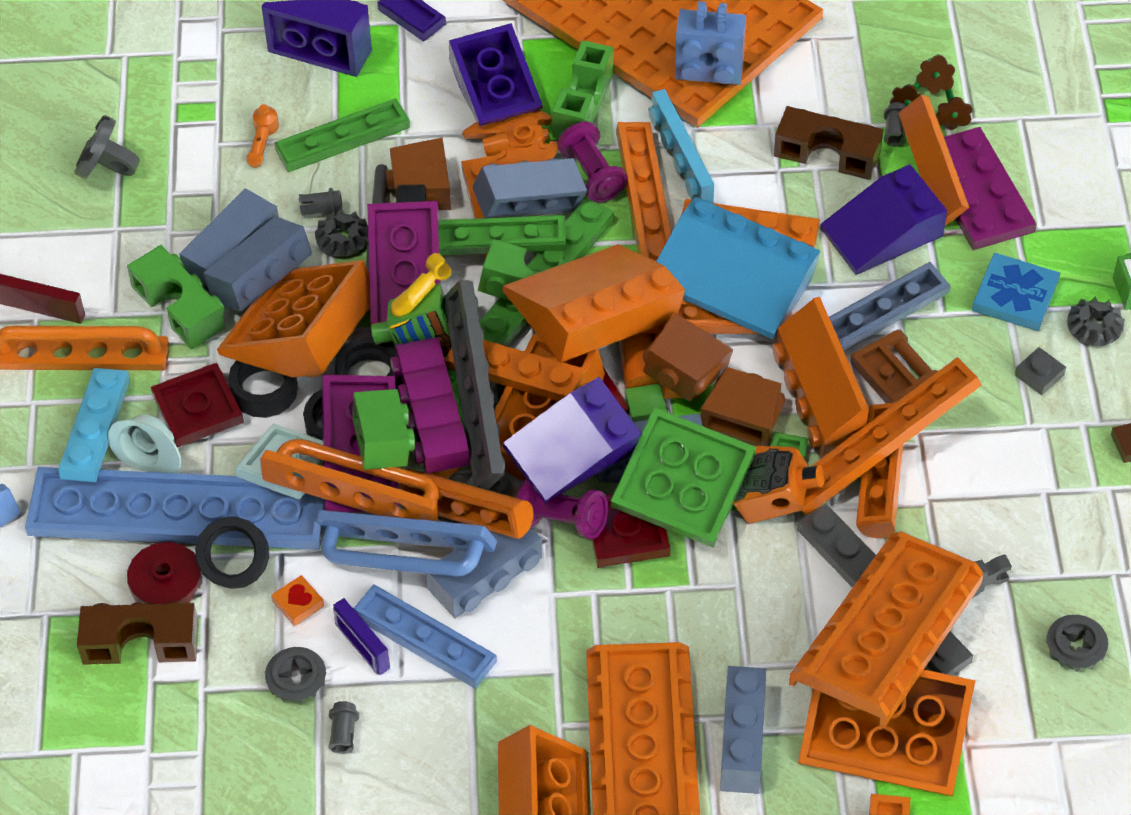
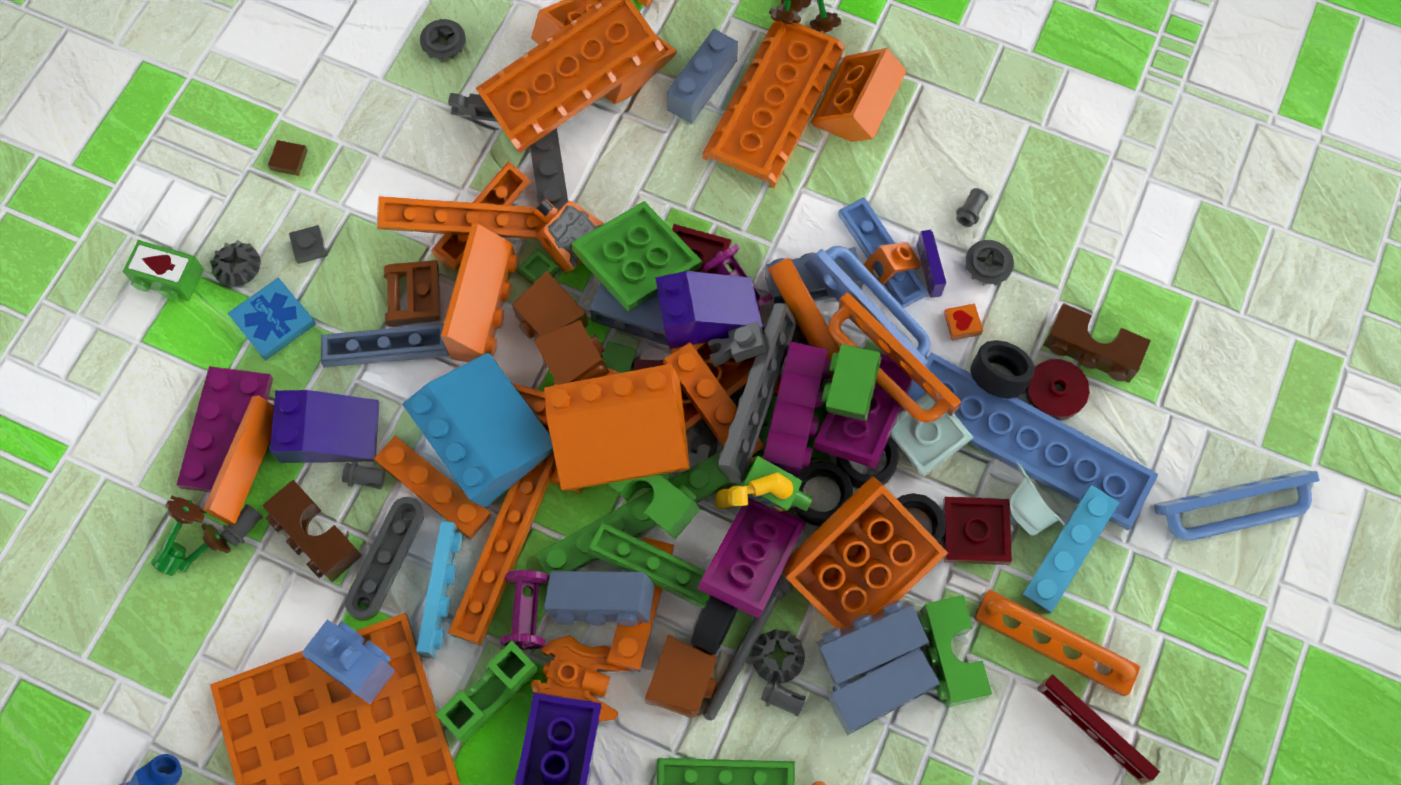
camera: 155 degrees left, 15 degrees up
(402, 621) = (894, 259): none -> orange bracket
(514, 413) = (741, 345): none -> dark grey plate
(748, 154) = (384, 558): none -> dark grey plate
(818, 203) = (363, 475): none -> dark grey pin

